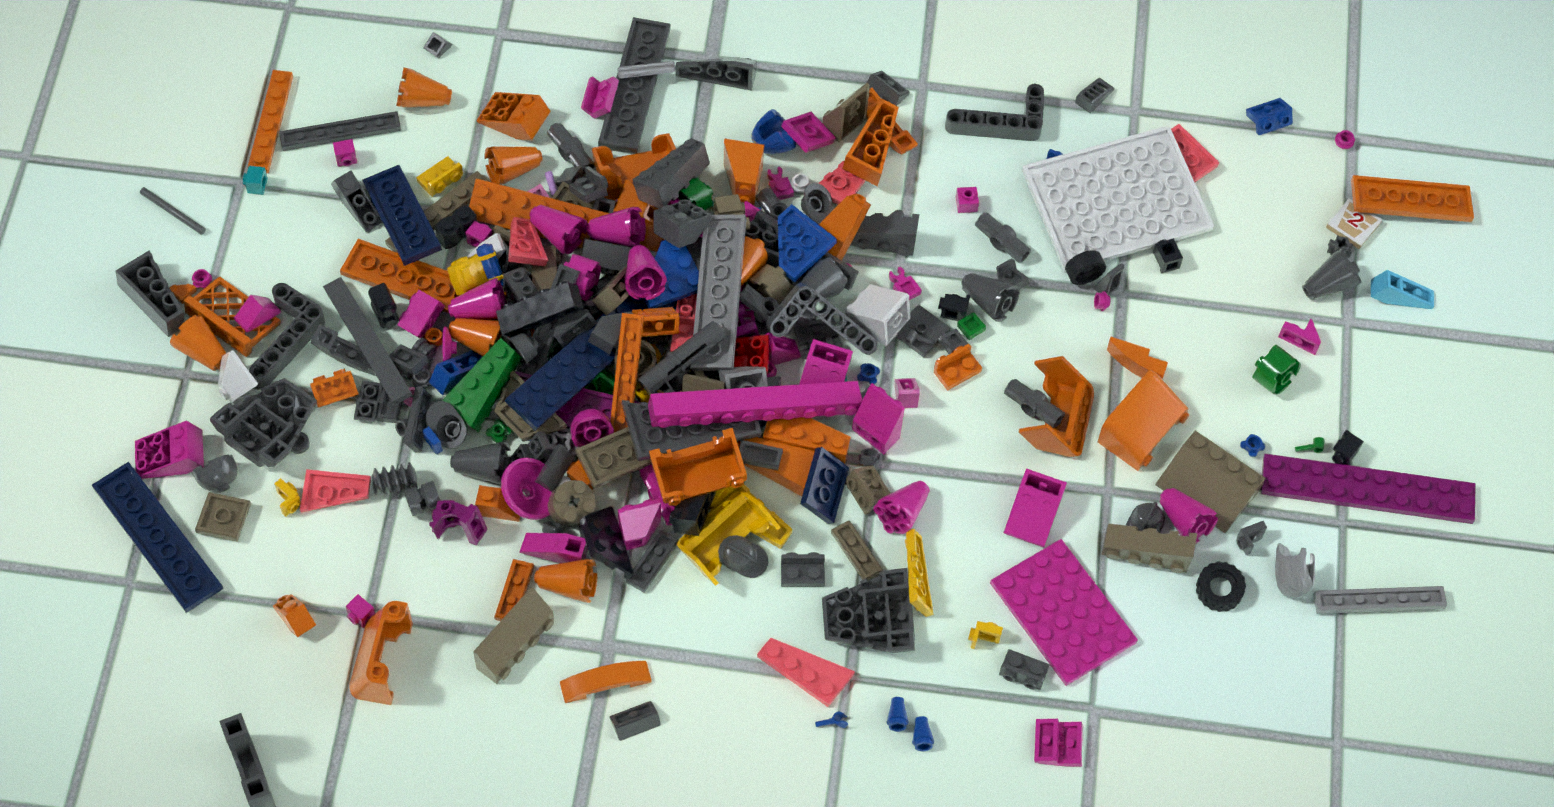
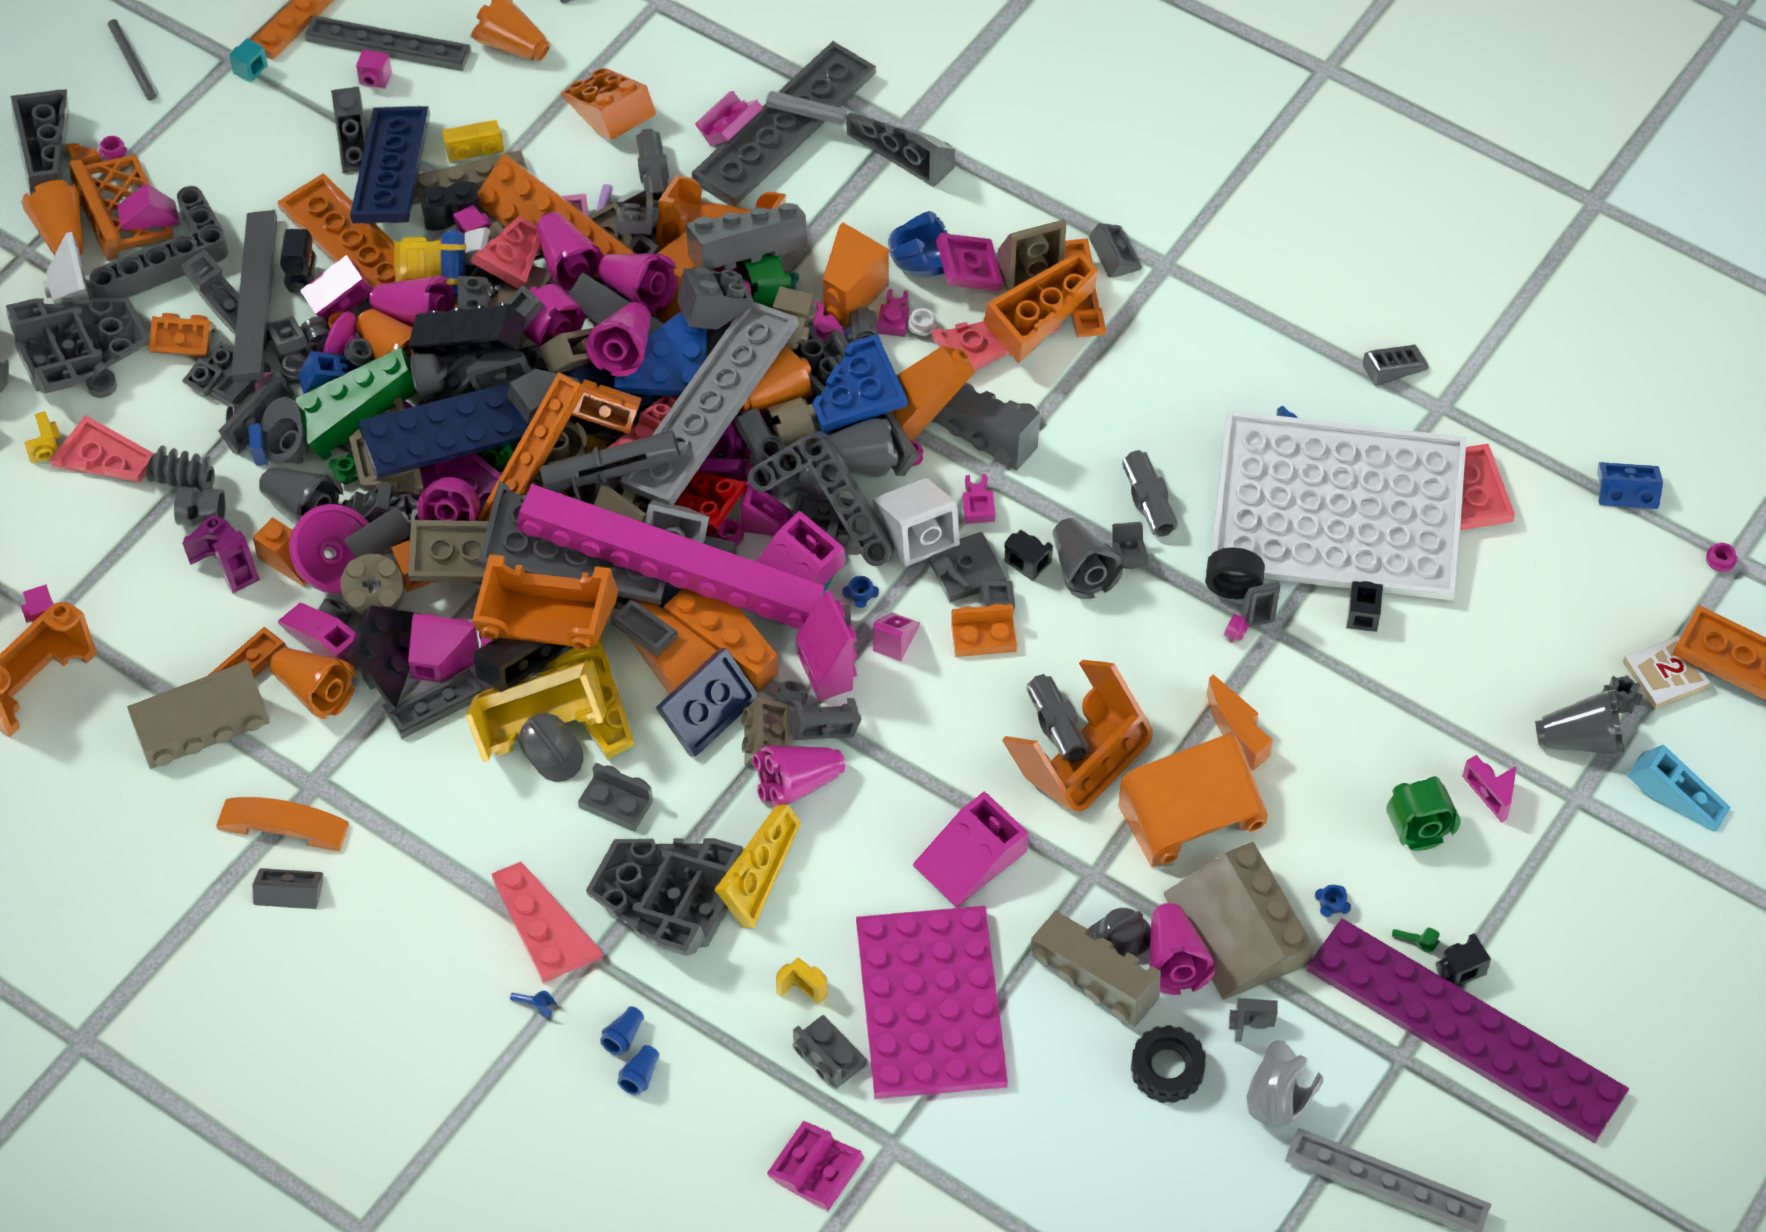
camera: 30 degrees right, 5 degrees down
(465, 351) = (359, 346): none -> dark grey plate
(510, 162) = (567, 155): orange cone -> none
(816, 202) = (919, 343): dark grey piece -> none
(856, 551) = (703, 801): dark tan tile -> none
(899, 465) = (824, 721): none -> dark grey hinge
(967, 199) = (1131, 427): dark pink plate -> none
(971, 326) = (1035, 587): green plate -> none
(1000, 124) = (1239, 353): dark grey beam -> none

